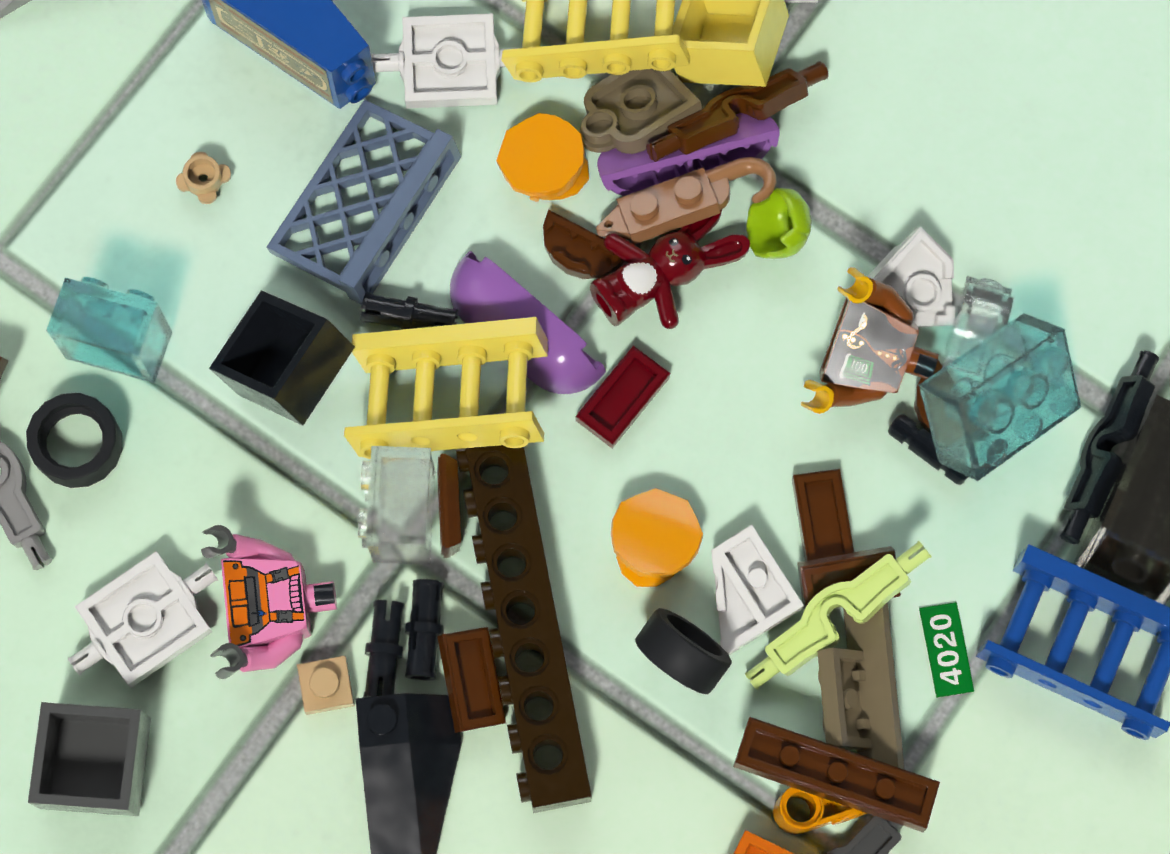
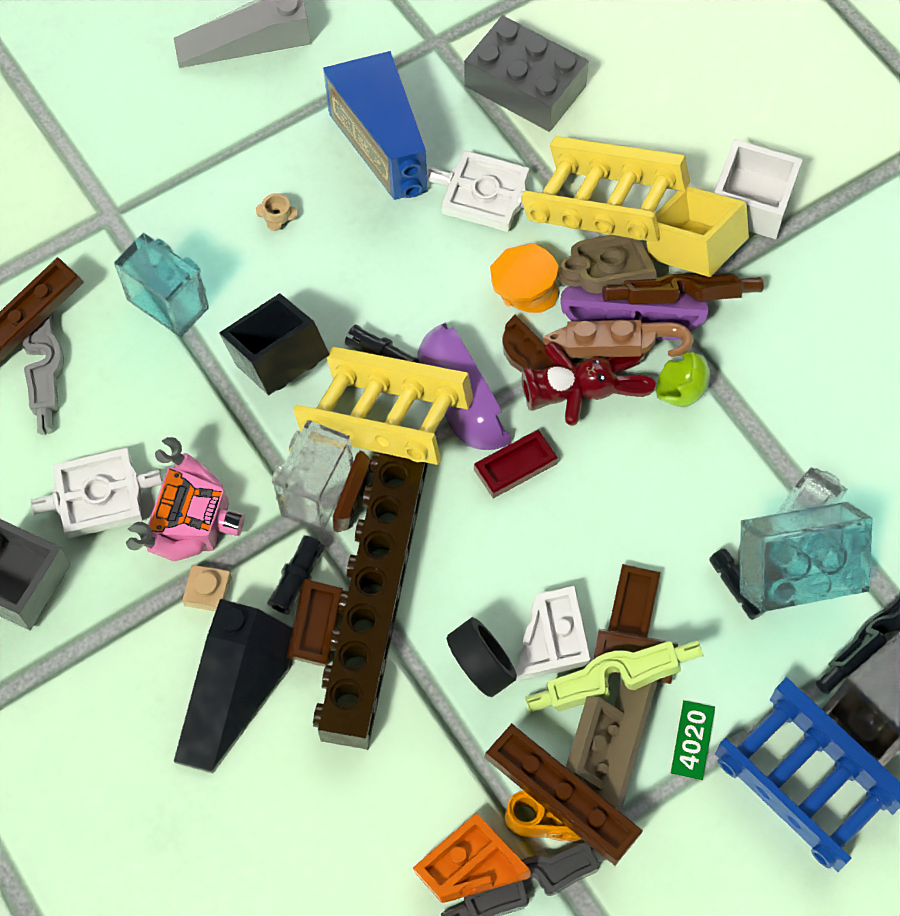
camera: 25 degrees right, 10 degrees down
(58, 408) = (99, 330): black tyre -> none
(384, 648) = (262, 575): black pin -> none
(401, 208) = (400, 279): sand blue fence -> none
(654, 537) = (496, 570): light orange hat -> none
(869, 348) = (716, 487): torso -> none
(922, 277) = (769, 458): white plate -> none

